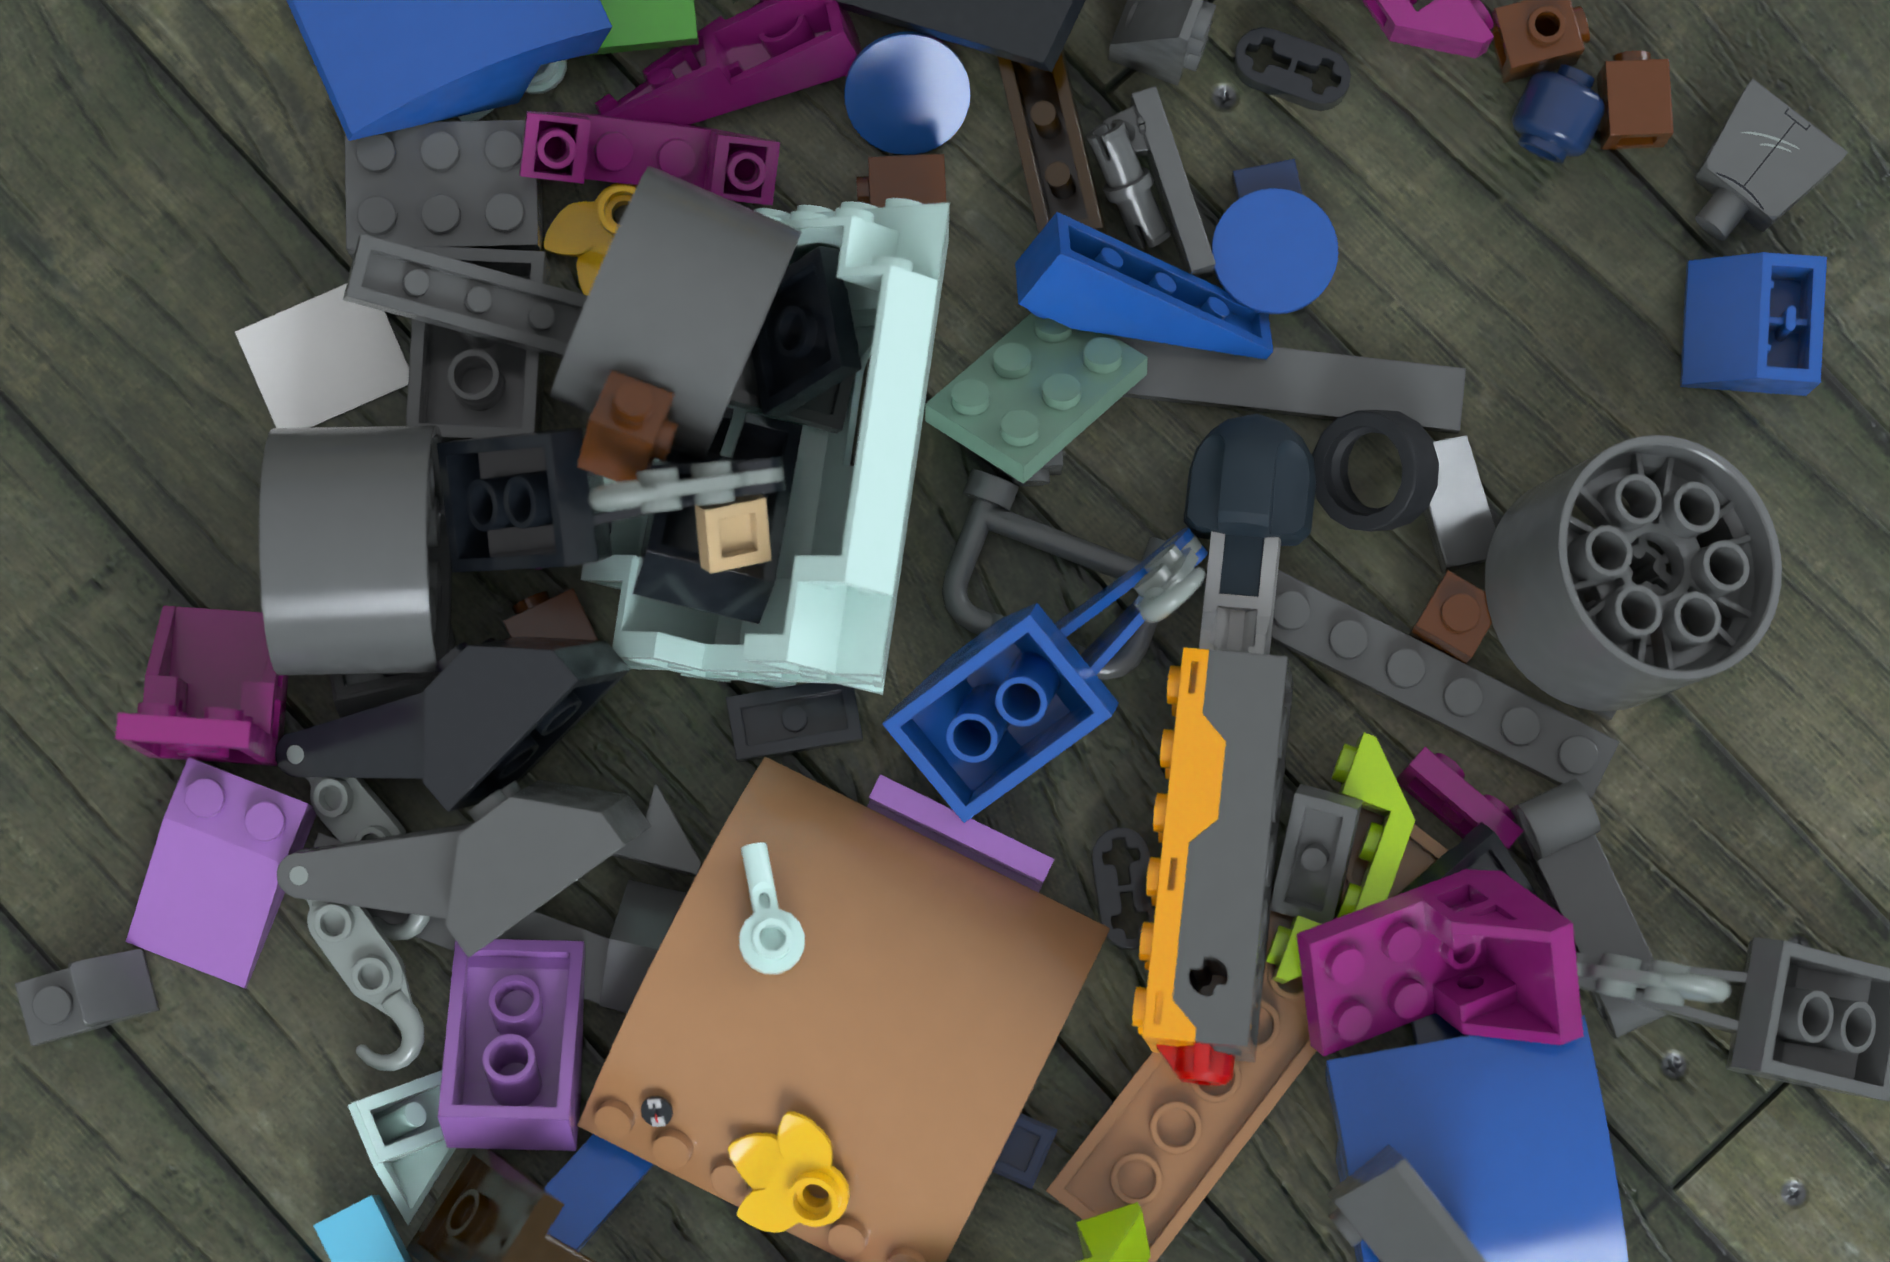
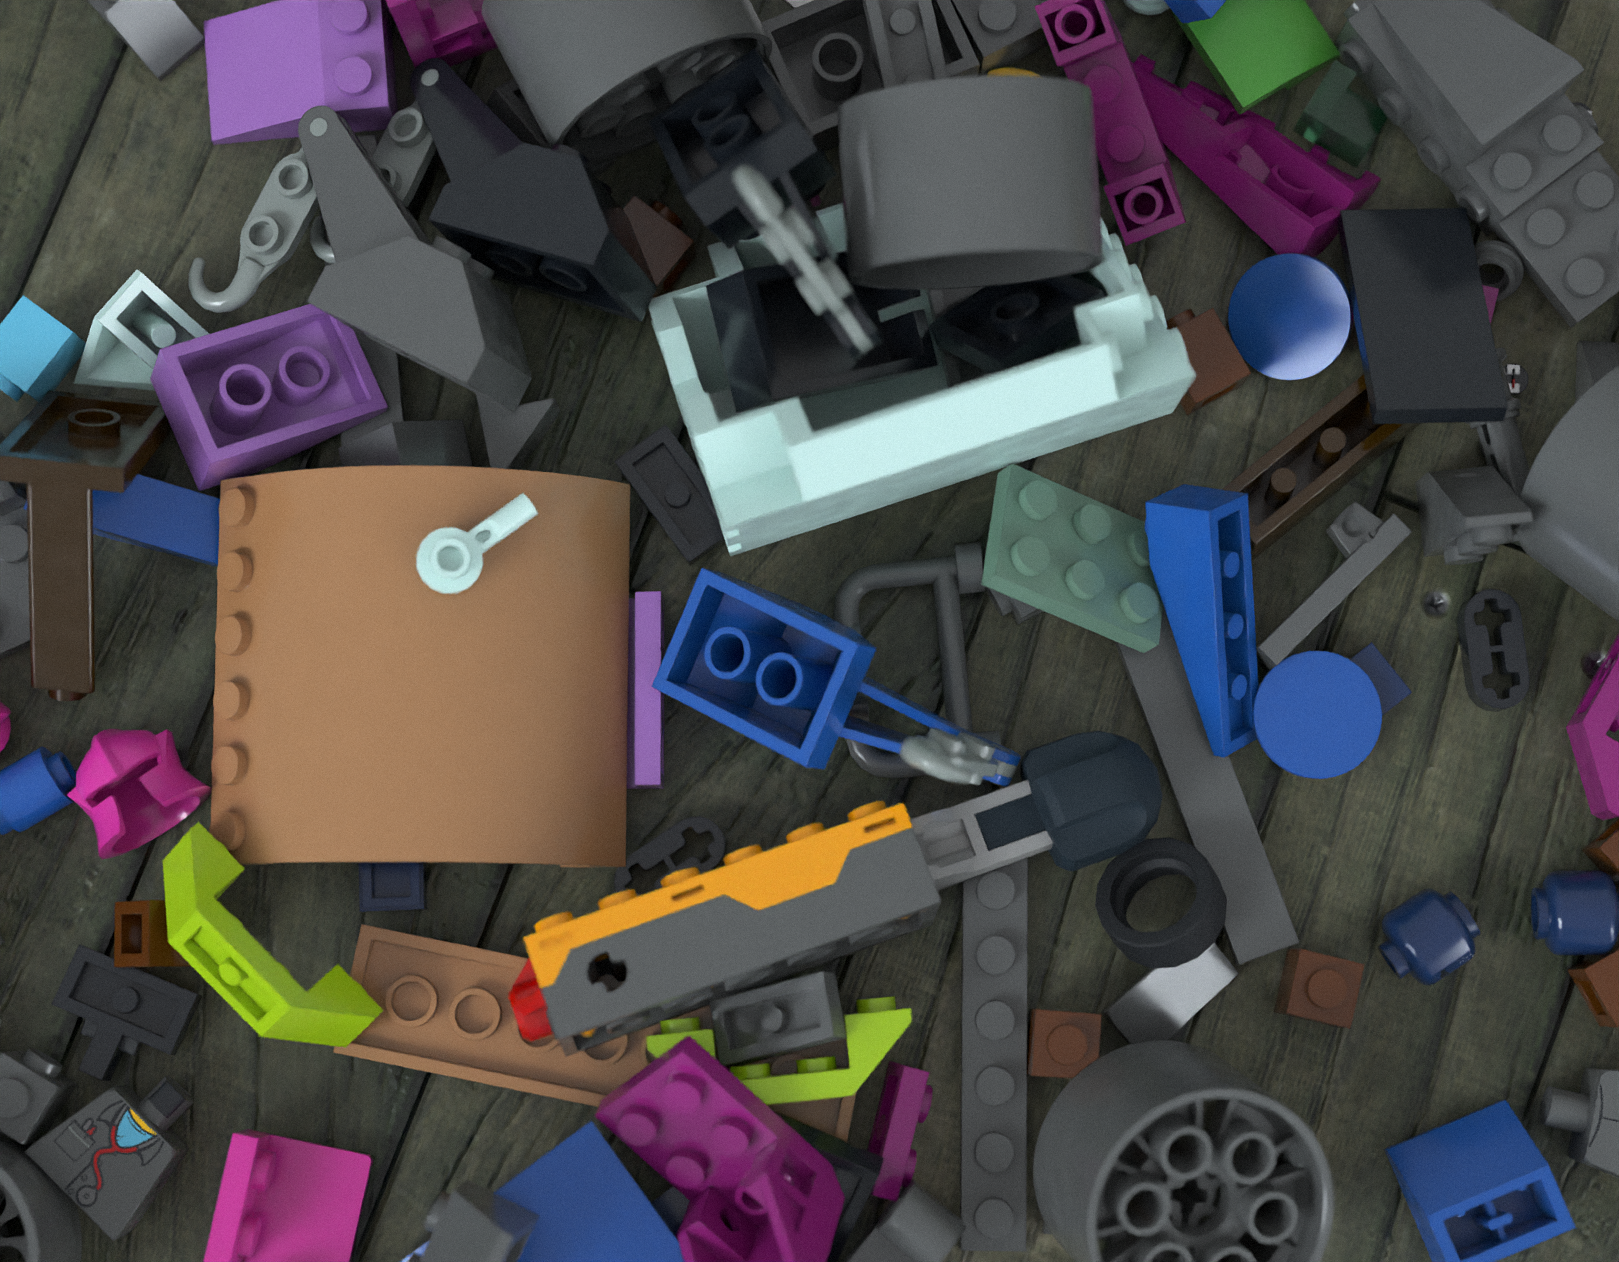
camera: 65 degrees right, 0 degrees up
(627, 429) = (833, 182): reddish brown brick -> none
(656, 1111) = (257, 539): black piece -> none
(733, 533) = (795, 339): tan tile -> none
(779, 1174) = (252, 678): yellow plate -> none
(1128, 184) = (1309, 552): dark grey pin -> none
(1515, 371) = (1319, 988): none -> reddish brown brick
(1516, 254) = (1428, 936): none -> dark blue head

